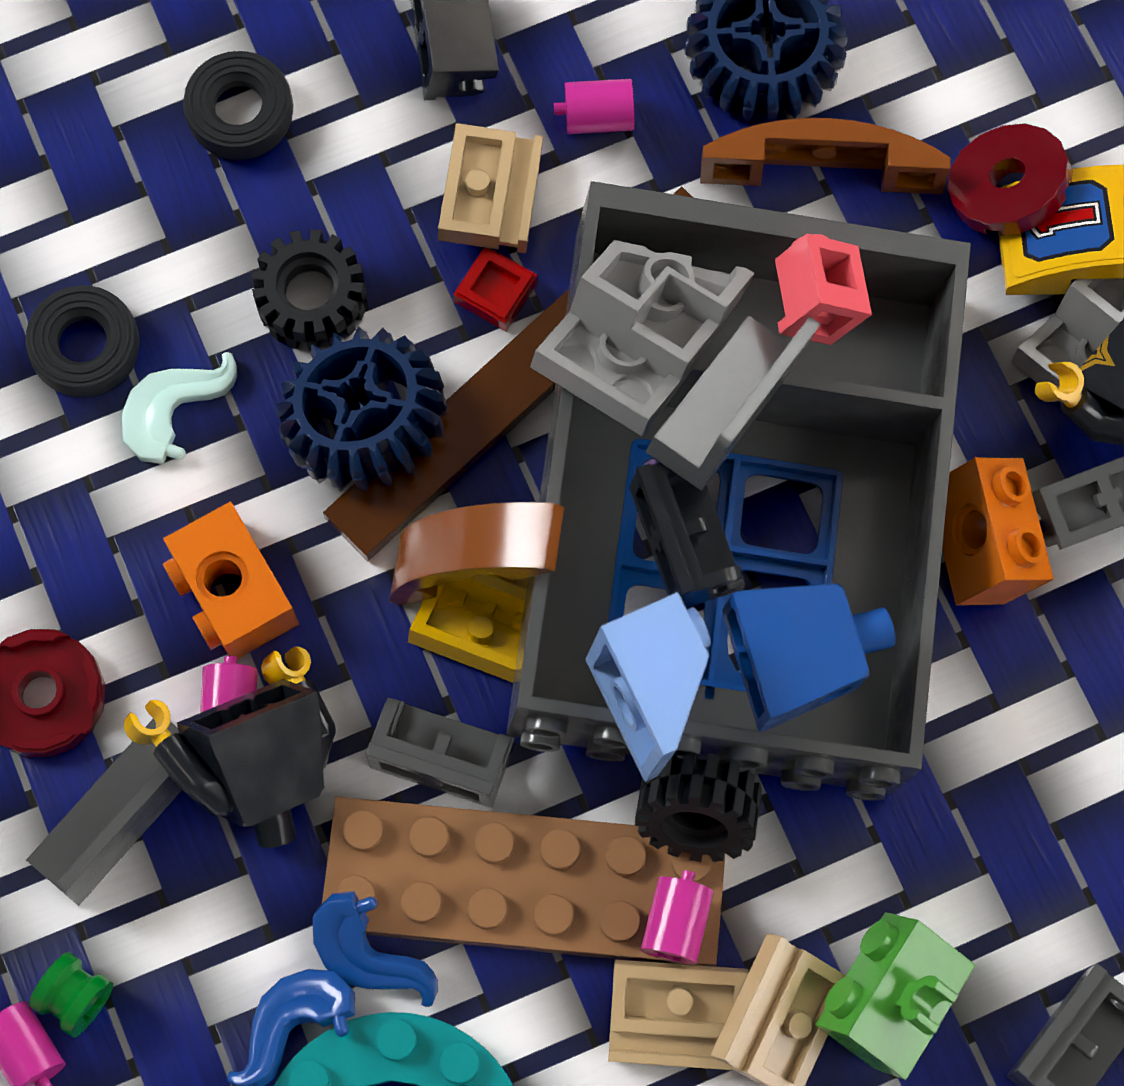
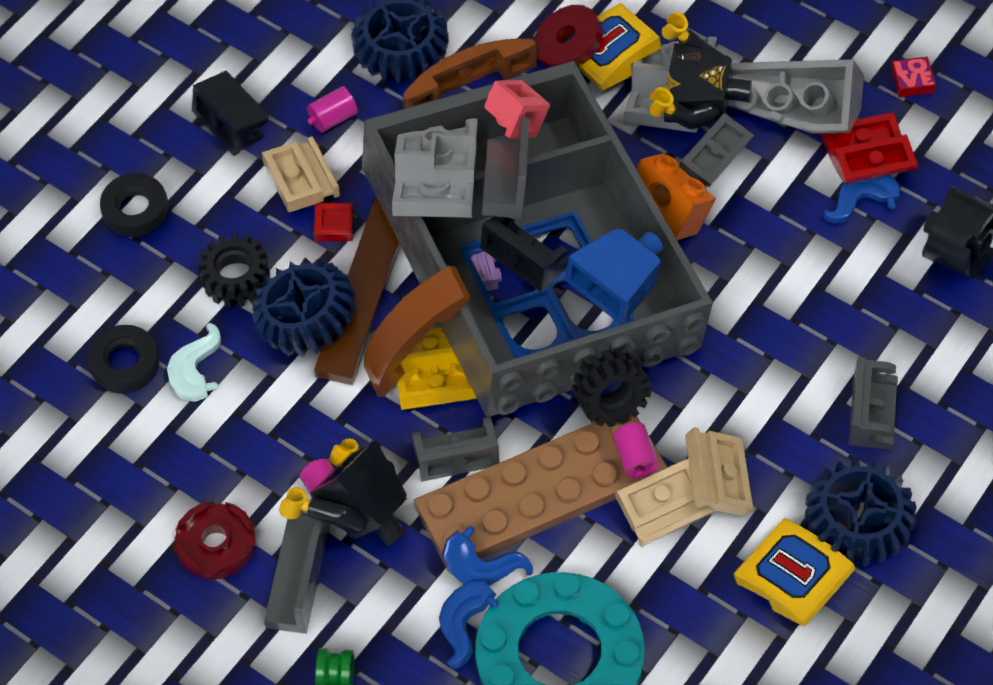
camera: 30 degrees left, 15 degrees down
(222, 546) = (275, 410): orange brick -> none
(650, 675) = (555, 314): light blue slope -> none
(895, 994) = (768, 428): bright green brick -> none

